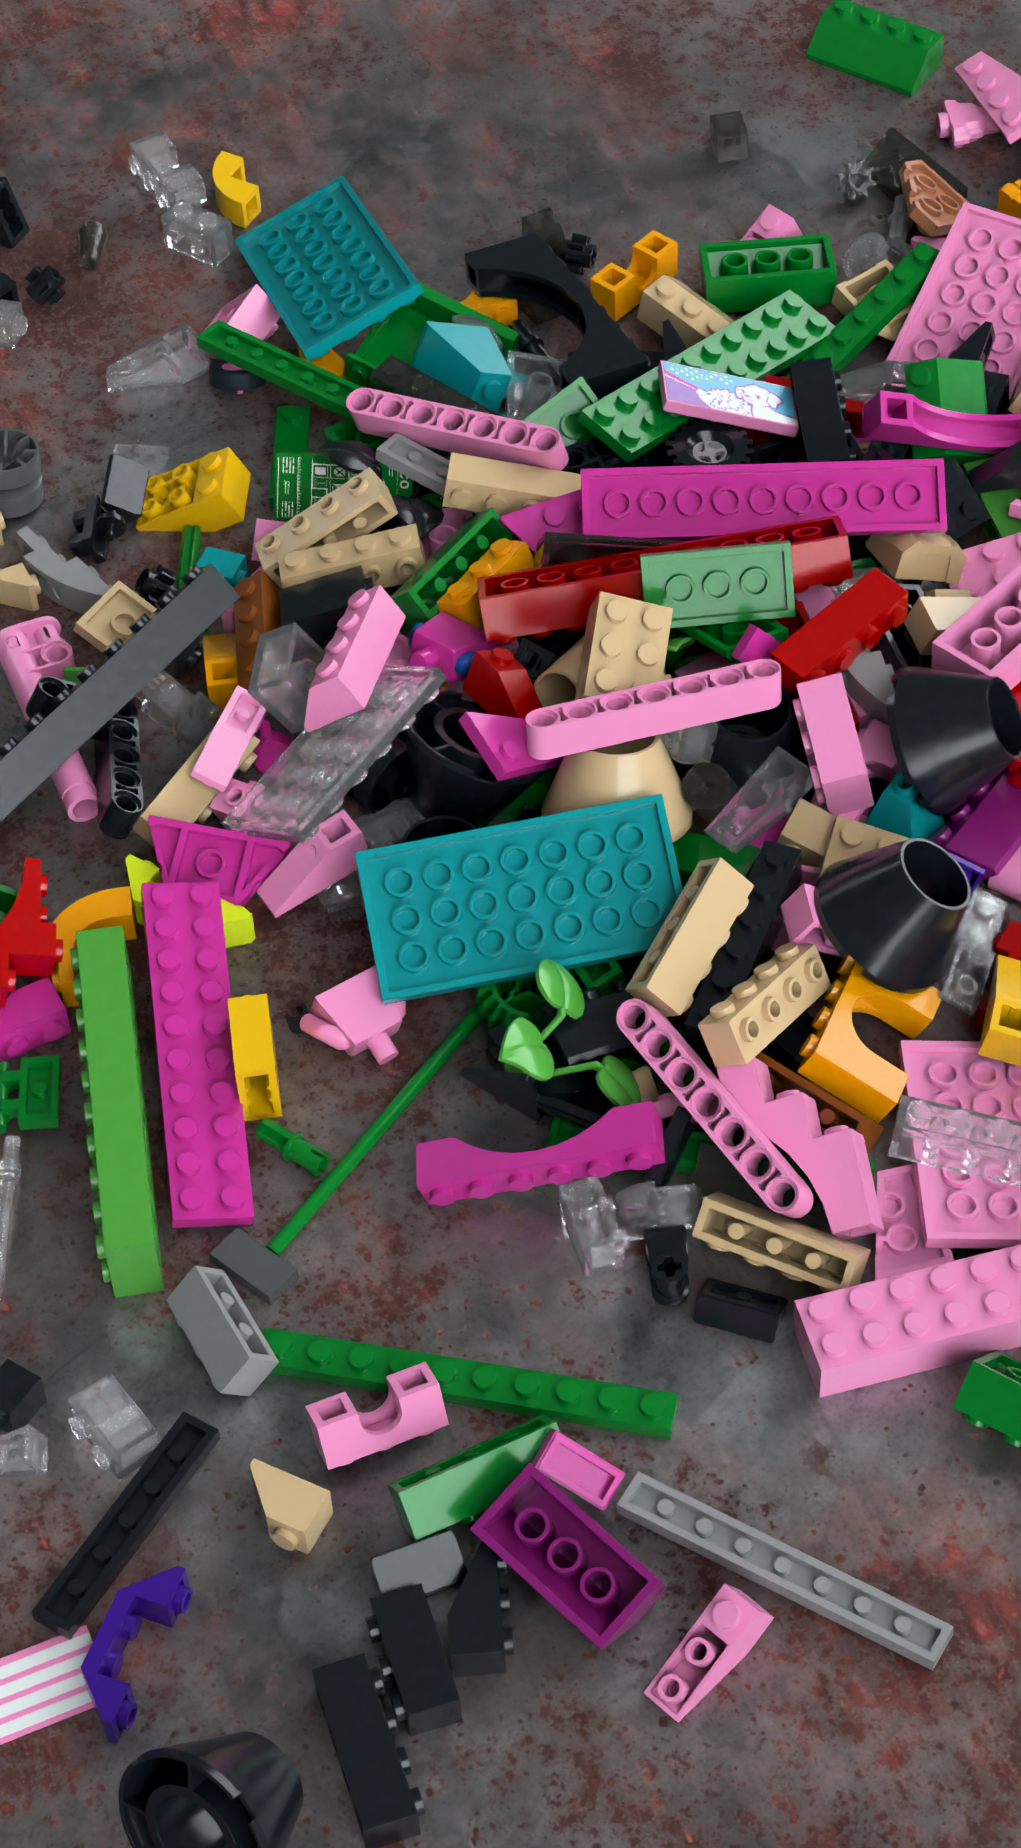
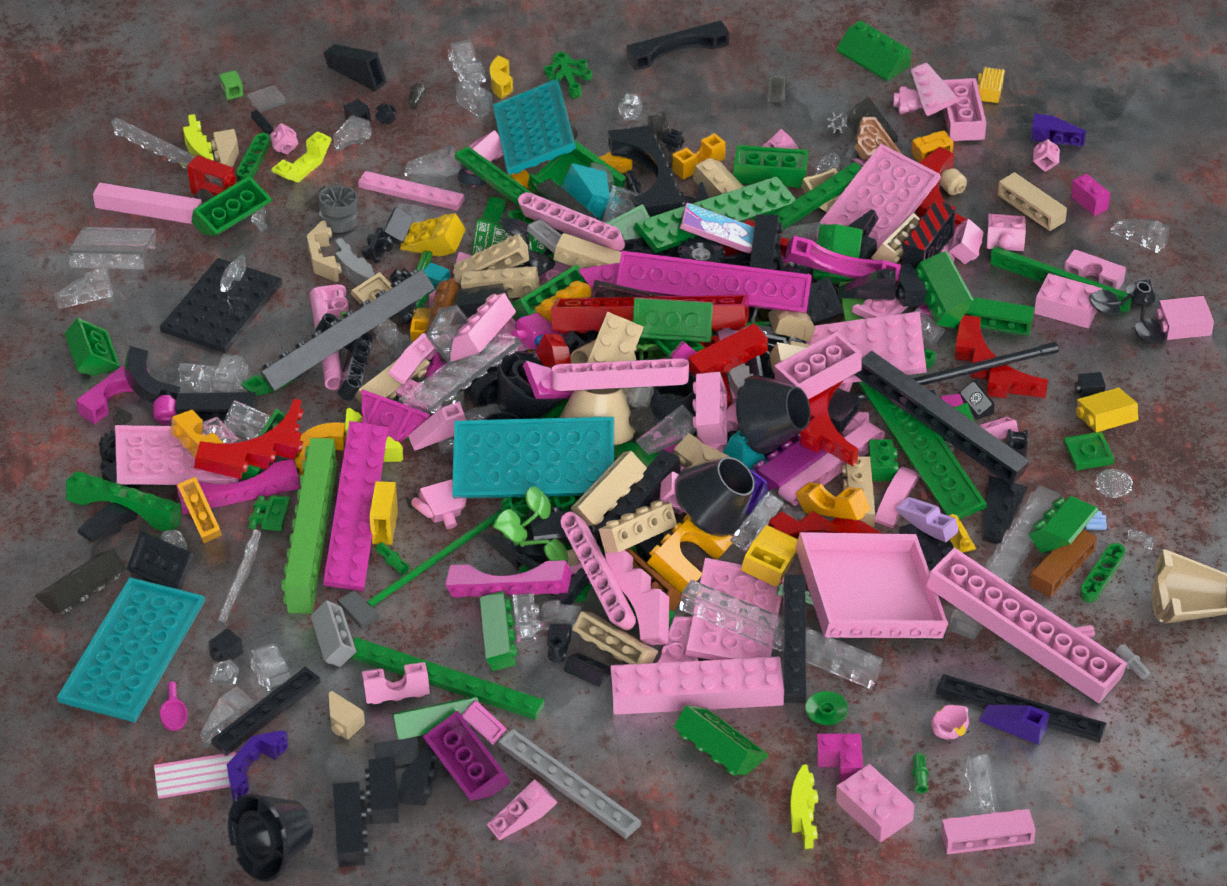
camera: 10 degrees right, 5 degrees down
(52, 1538) = (227, 710): none -> clear slope
(129, 418) = (411, 190): none -> bright pink plate
(336, 144) = (563, 60): none -> green plant
(482, 206) = (630, 106): none -> clear head
(546, 1264) = (498, 631): none -> brick
(577, 64) = (708, 36): none -> black arch

